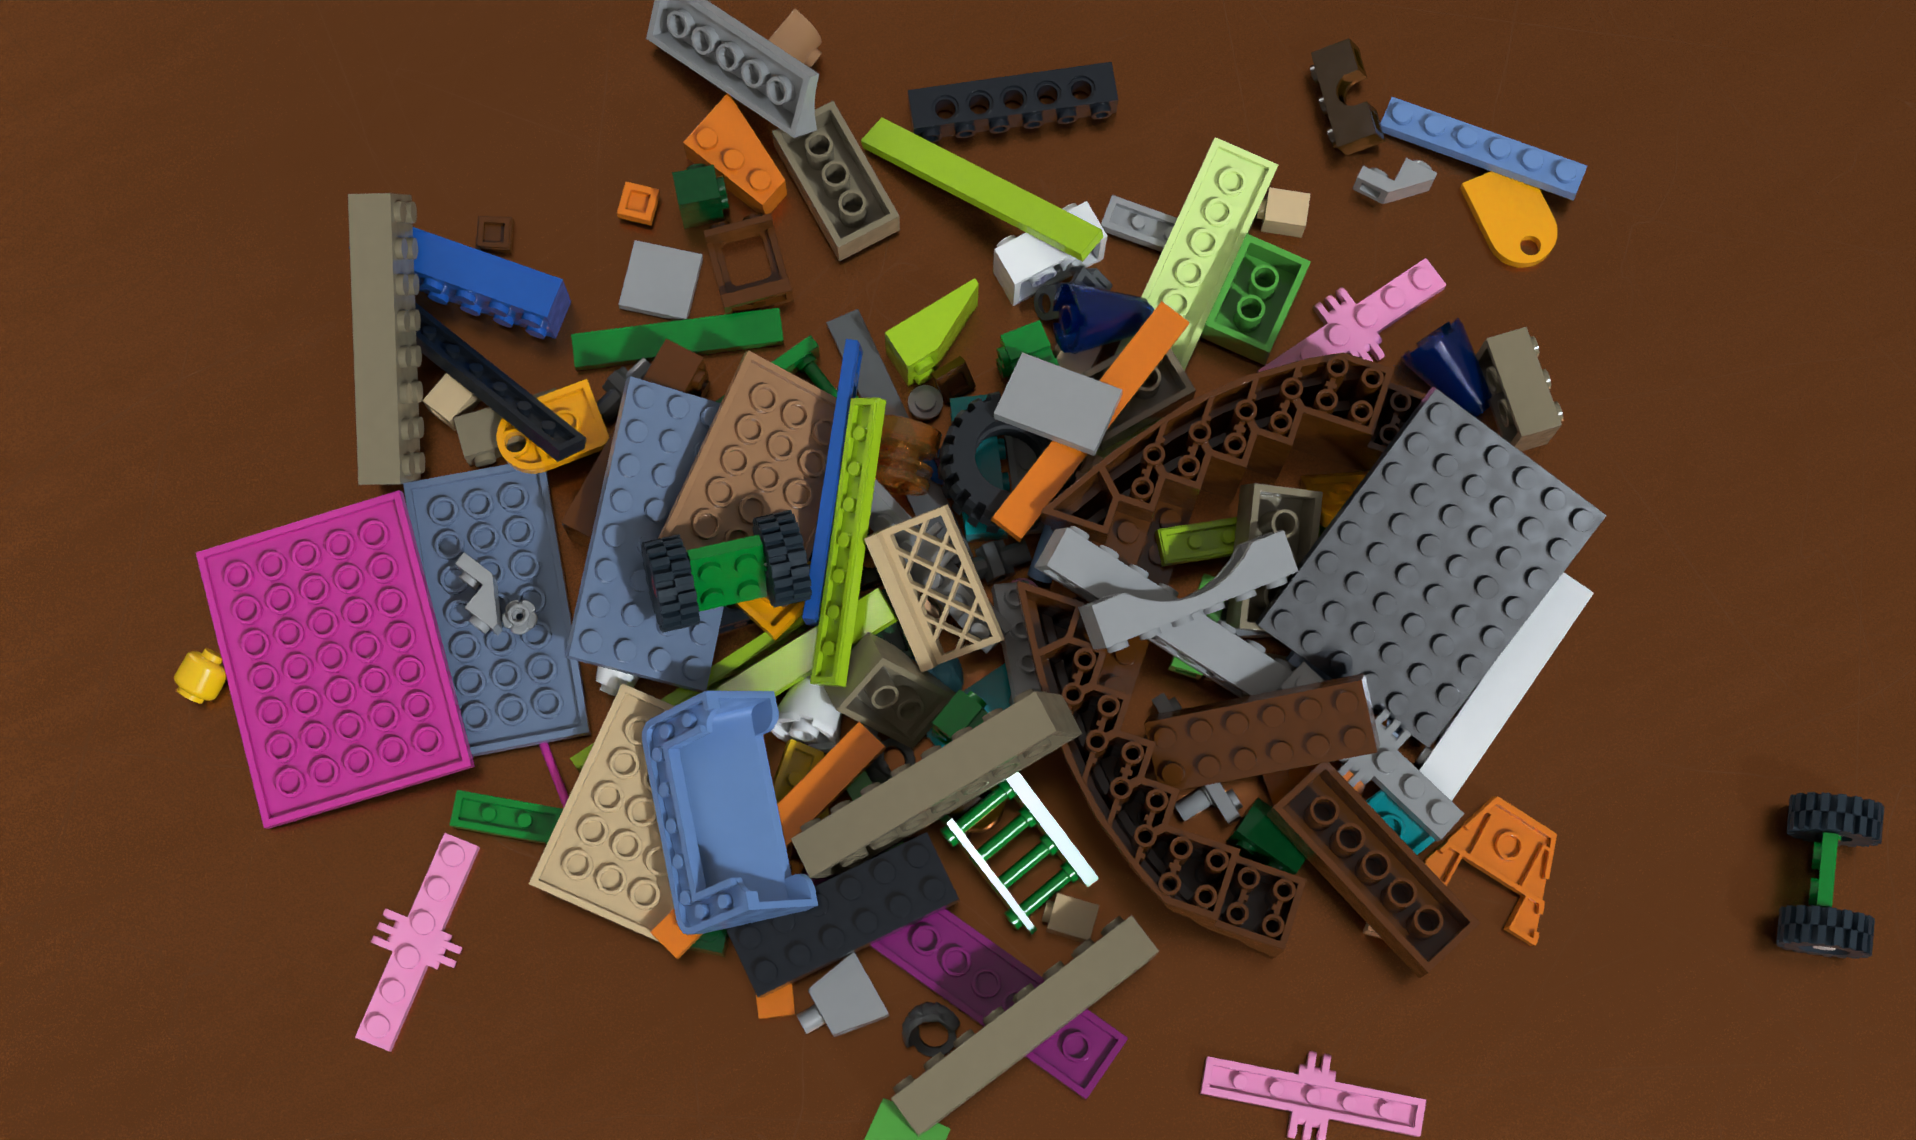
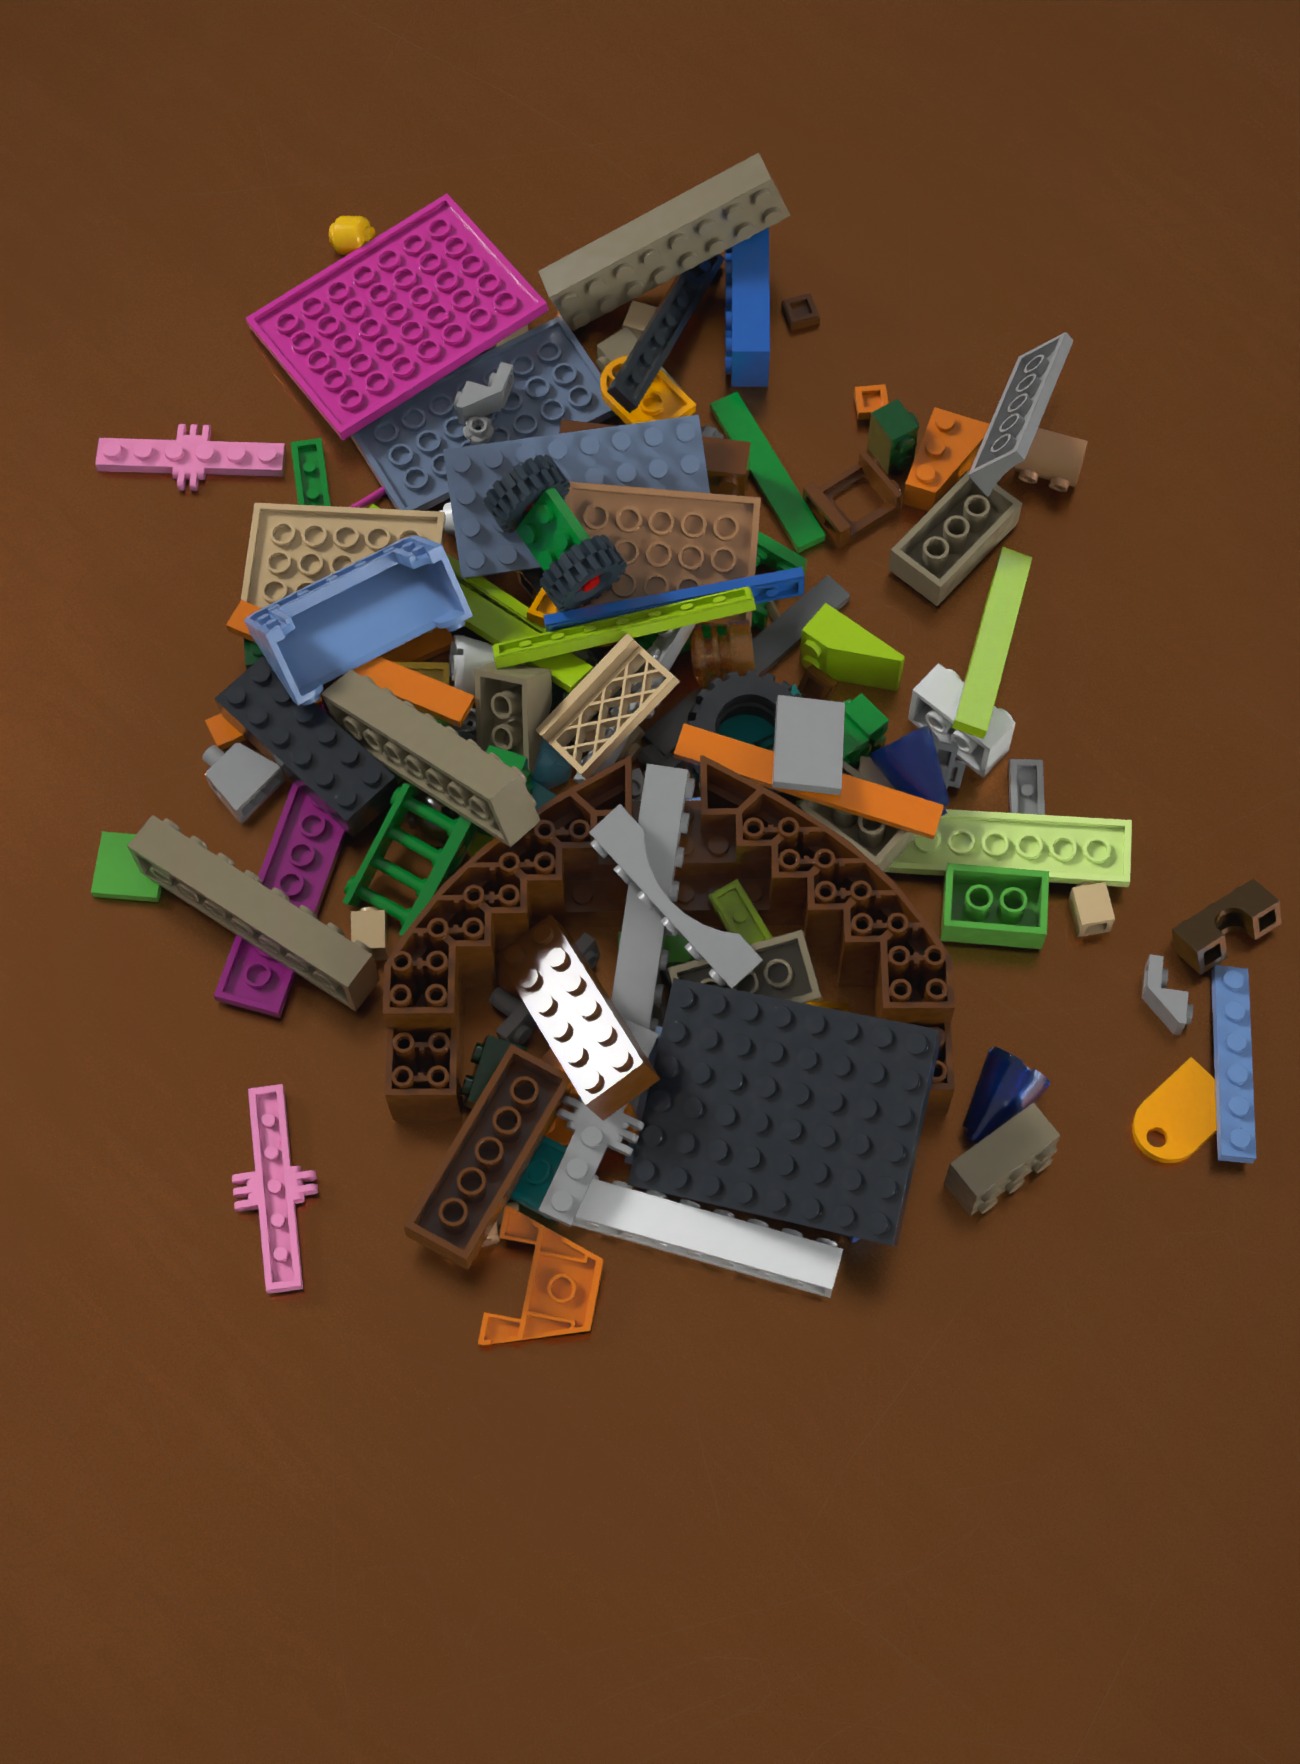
camera: 75 degrees right, 10 degrees down
(660, 281) = (812, 442): light grey tile -> none
(925, 402) = (788, 670): light grey plate -> none
(929, 1013) = (248, 844): dark grey piece -> none
(1026, 88) = (1059, 586): black brick -> none
(1355, 326) = (1010, 1006): bright pink hinge -> none
(1830, 823) = (632, 1592): black plate -> none

